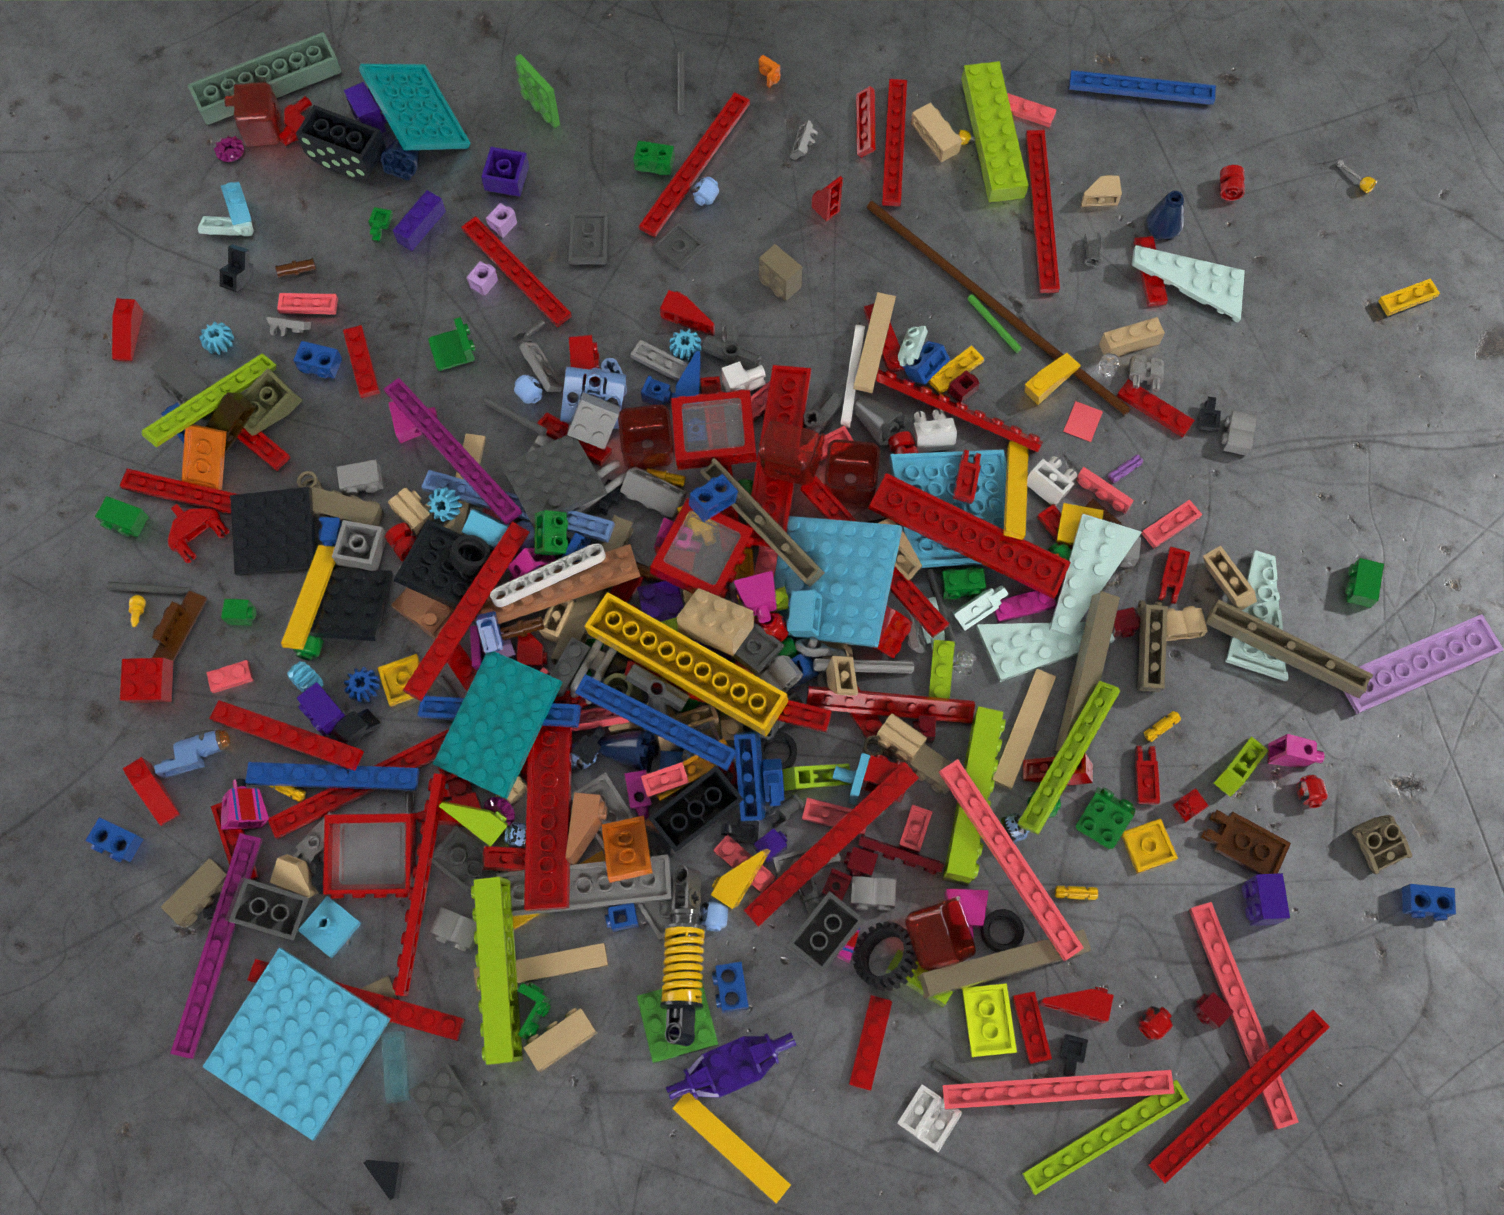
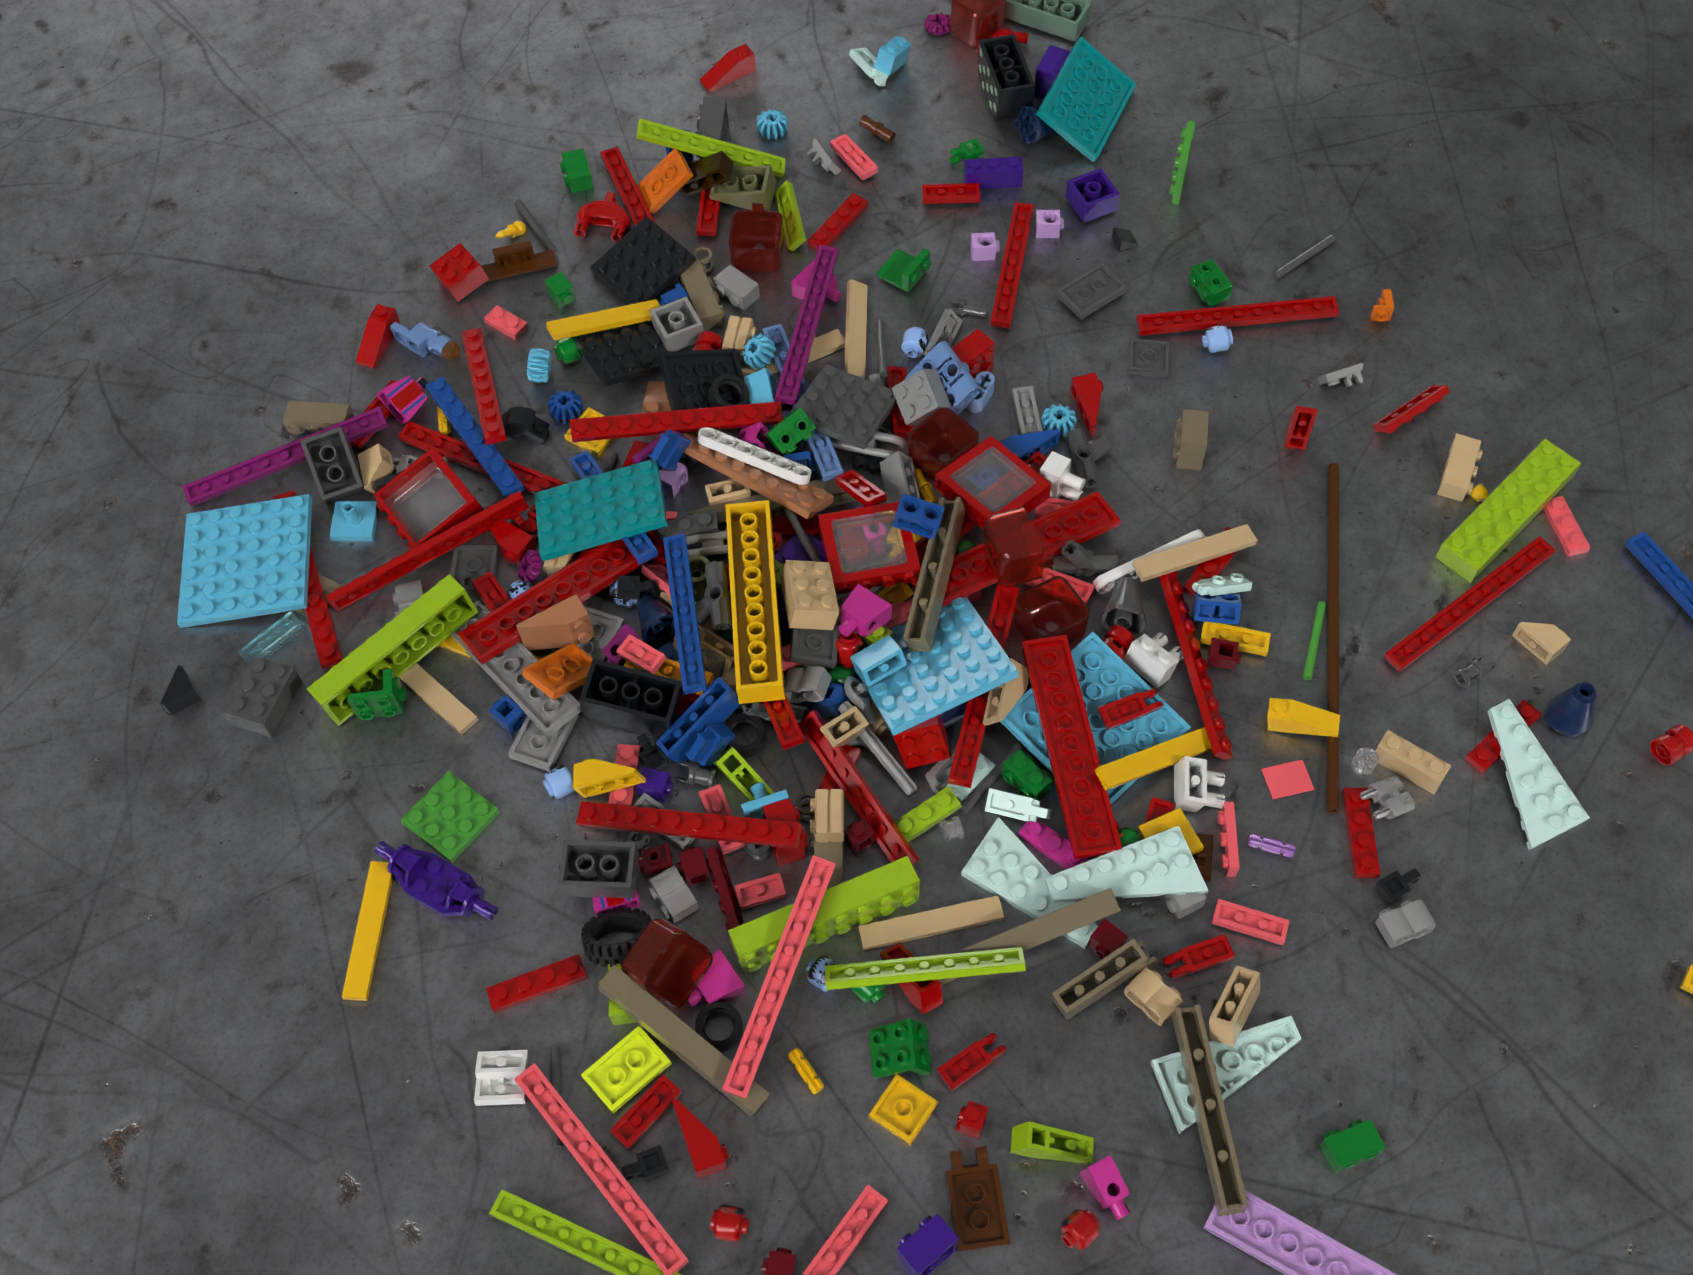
camera: 55 degrees right, 10 degrees down
(115, 838) = (321, 341): blue brick -> none
(238, 270) = (840, 97): black brick -> none
(318, 357) = (811, 194): blue brick -> none
(320, 709) = (521, 388): dark purple brick -> none
(324, 390) = (792, 221): none -> lime plate
(334, 415) = (754, 228): none -> clear red piece
(409, 263) = (951, 193): none -> red plate
(479, 421) = (856, 328): none -> tan tile
(479, 821) = (508, 557): lime slope -> none
(522, 628) = (695, 472): reddish brown pin -> none
(531, 652) = (685, 495): red slope -> none
(559, 1039) = (372, 738): tan brick -> none
(560, 182) = (1123, 239): none -> black slope
(643, 520) = (860, 488): none -> red plate
(650, 395) = (994, 425): blue brick -> none
(653, 592) = (802, 535): none -> dark grey bar
(682, 958) = (511, 768): piece -> none
(736, 986) = (510, 839): blue brick -> none
(894, 143) = (1415, 443): red plate -> none
(1162, 726) = (1033, 1045): yellow axle -> none

